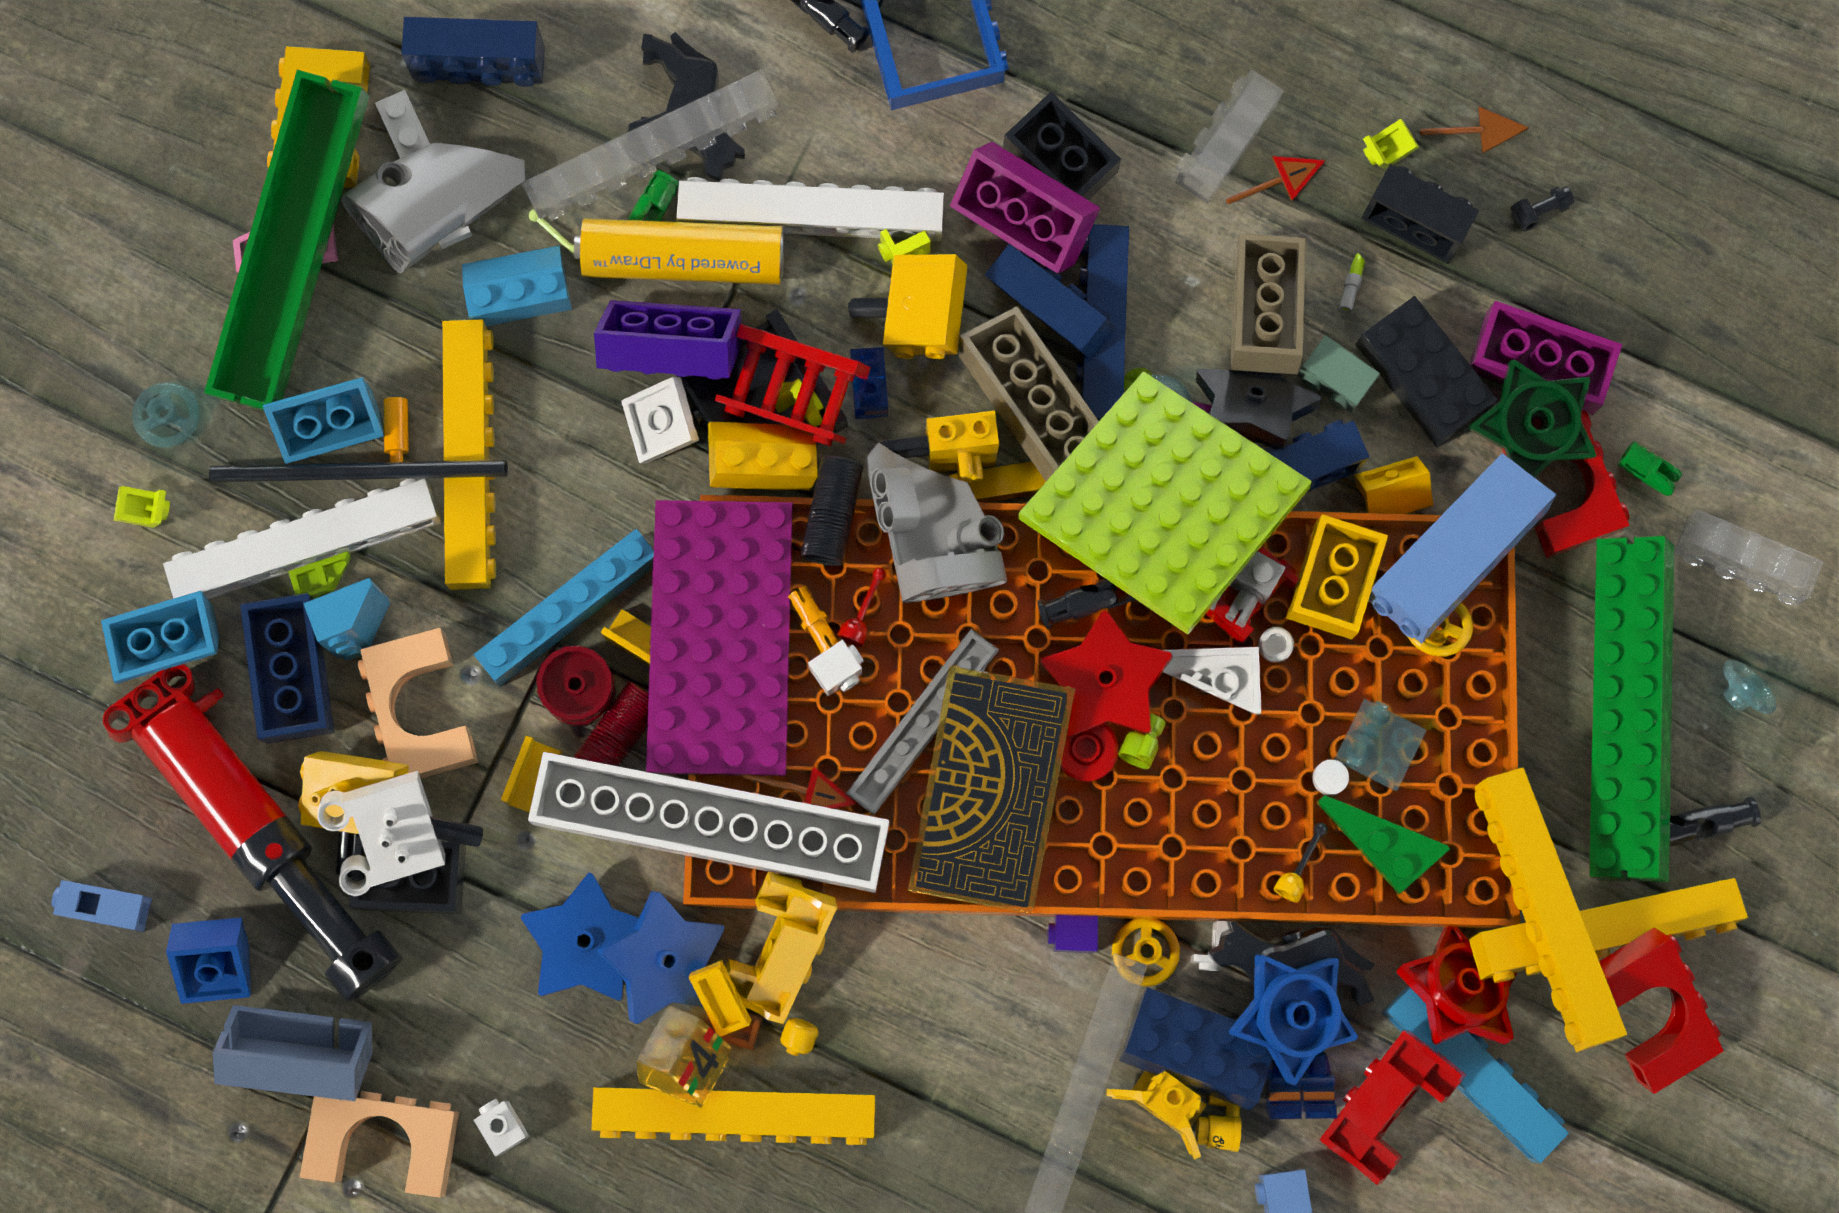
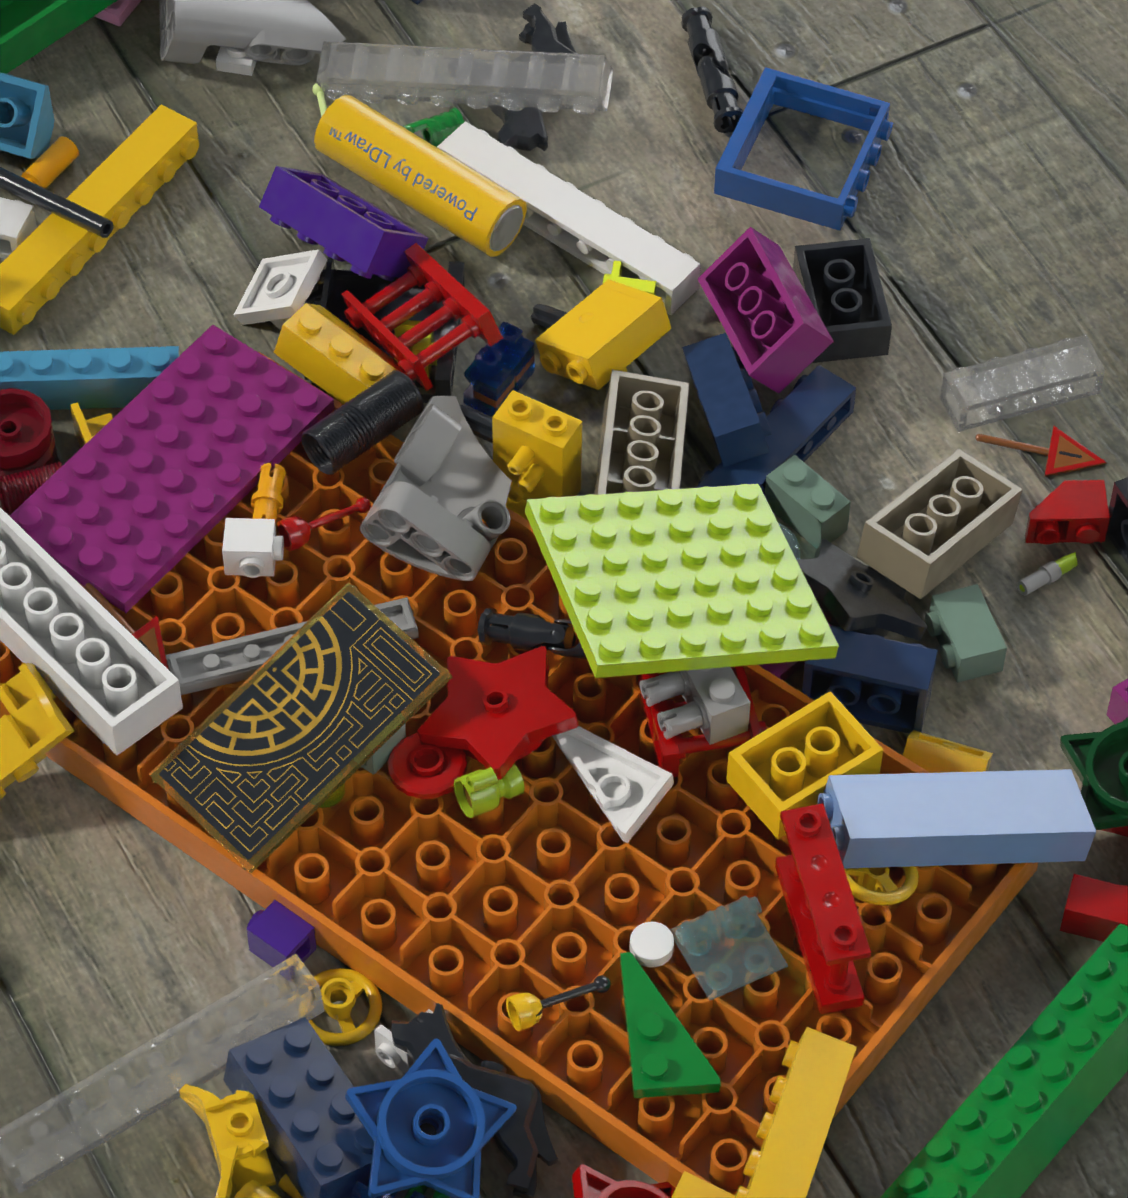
camera: 40 degrees right, 25 degrees down
(516, 286) = (249, 128): dark azure slope -> none
(1160, 343) = (807, 502): none -> sand green brick
(1276, 644) = (696, 797): white tile -> none
(1337, 224) = (1070, 514): none -> red slope
(1426, 371) = (1057, 676): black brick -> none
(1434, 684) = (822, 909): none -> red fence

